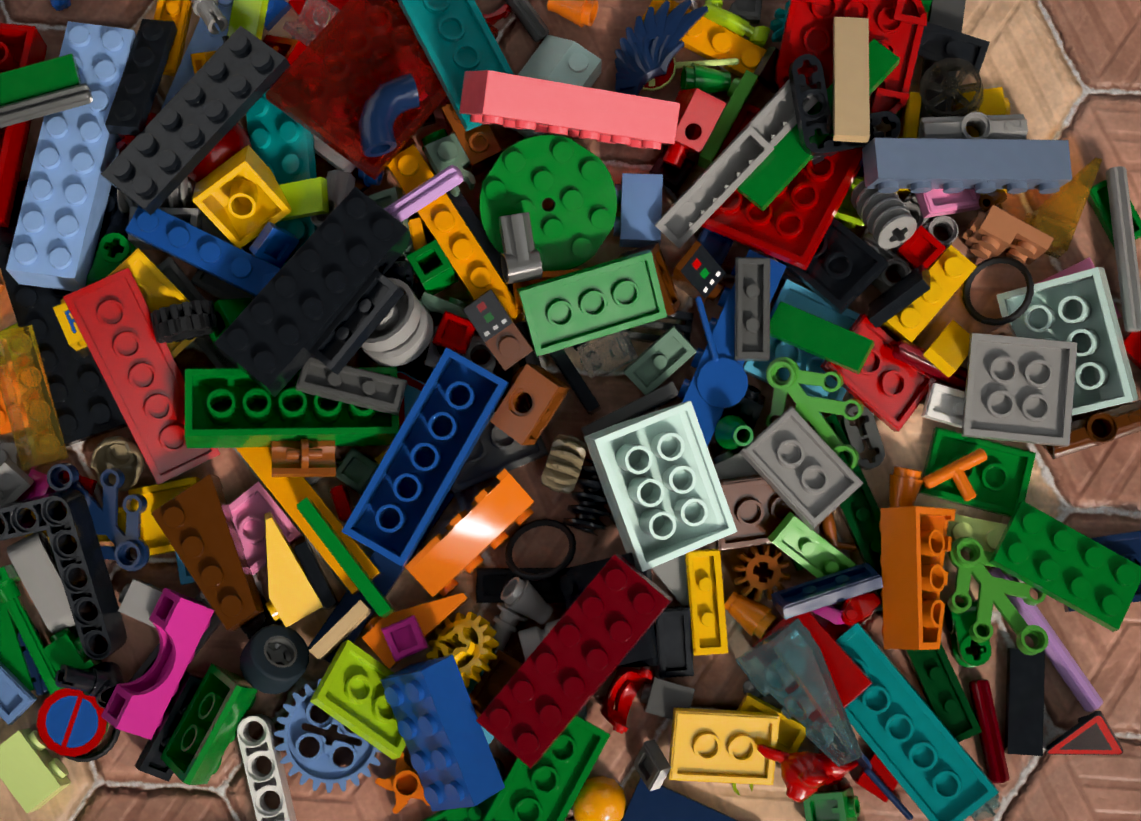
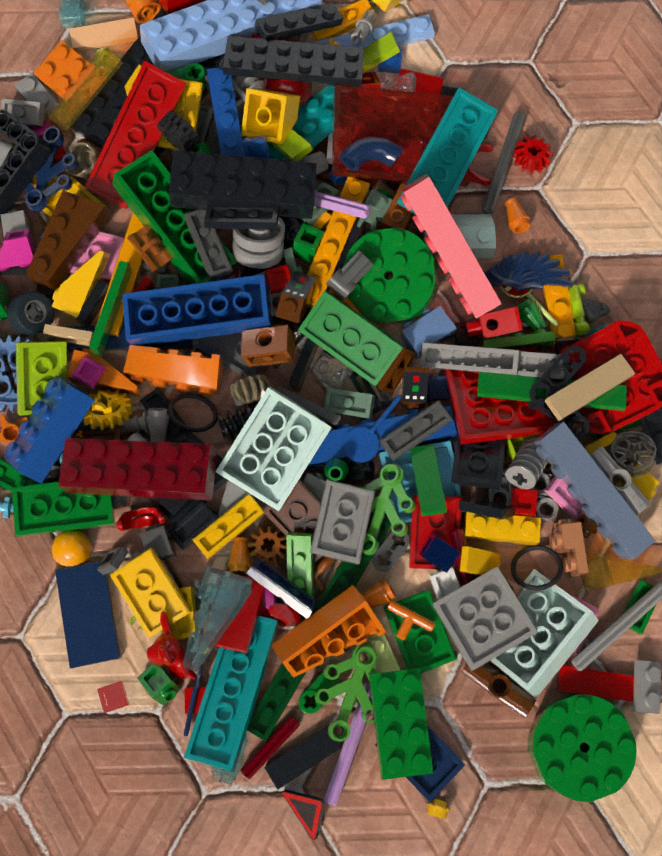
camera: 55 degrees right, 5 degrees down
(910, 386) = (439, 553): none -> clear blue panel

